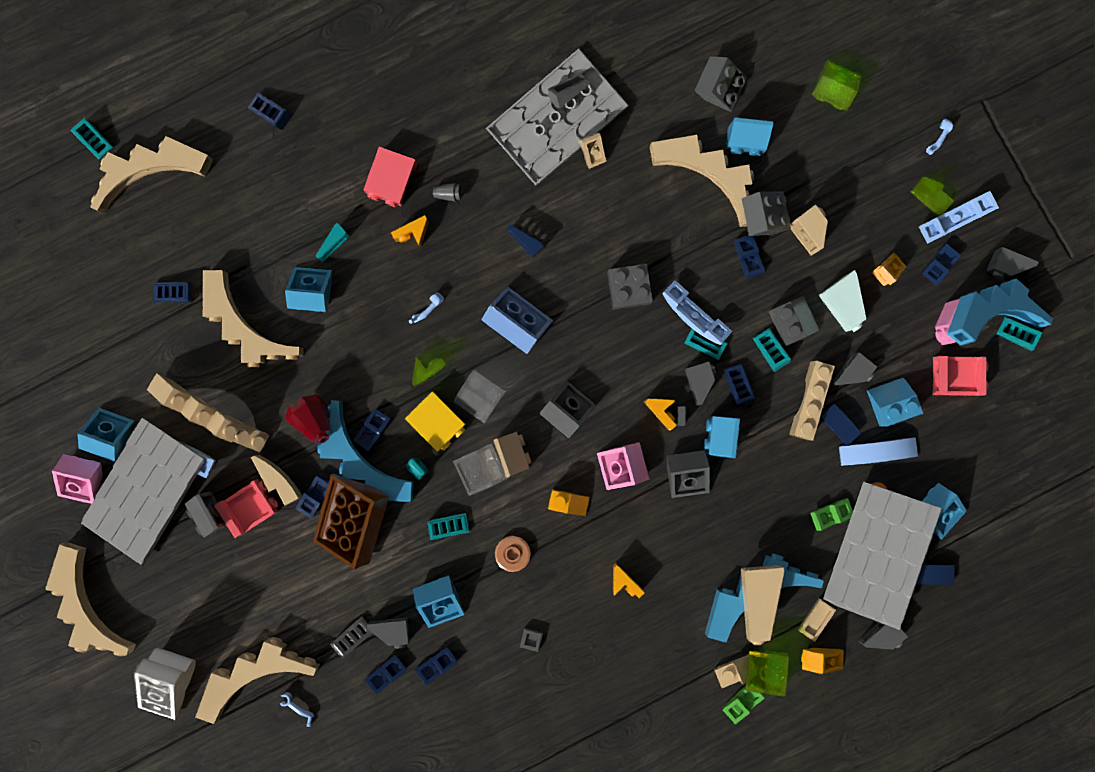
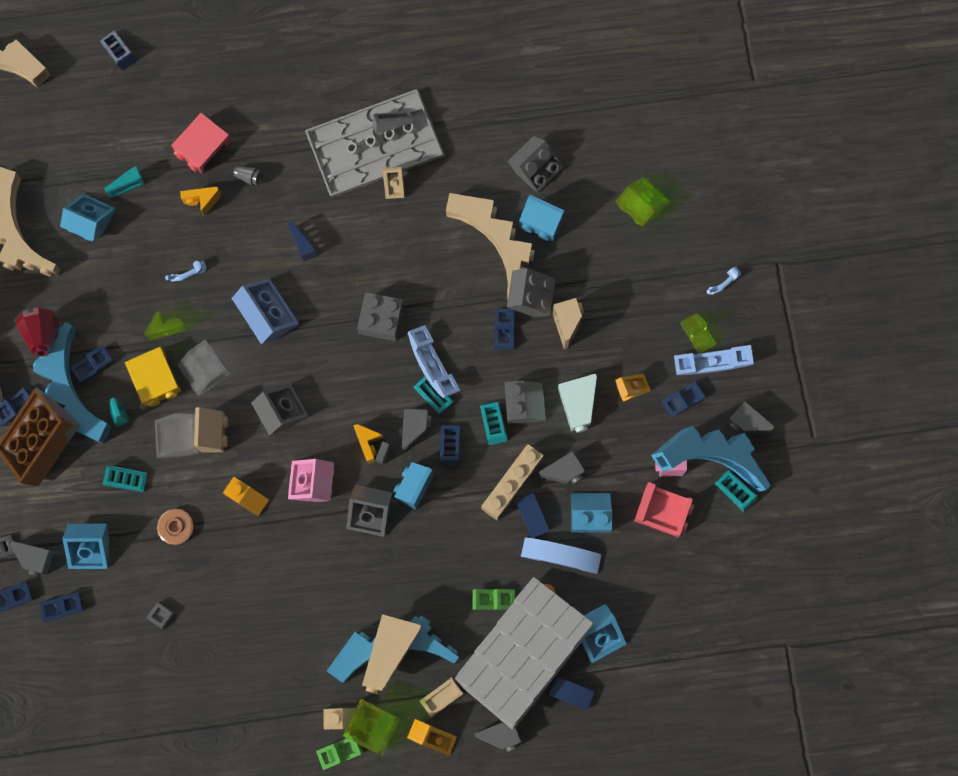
camera: 25 degrees right, 10 degrees down
(621, 578) = (268, 586): light orange slope -> none

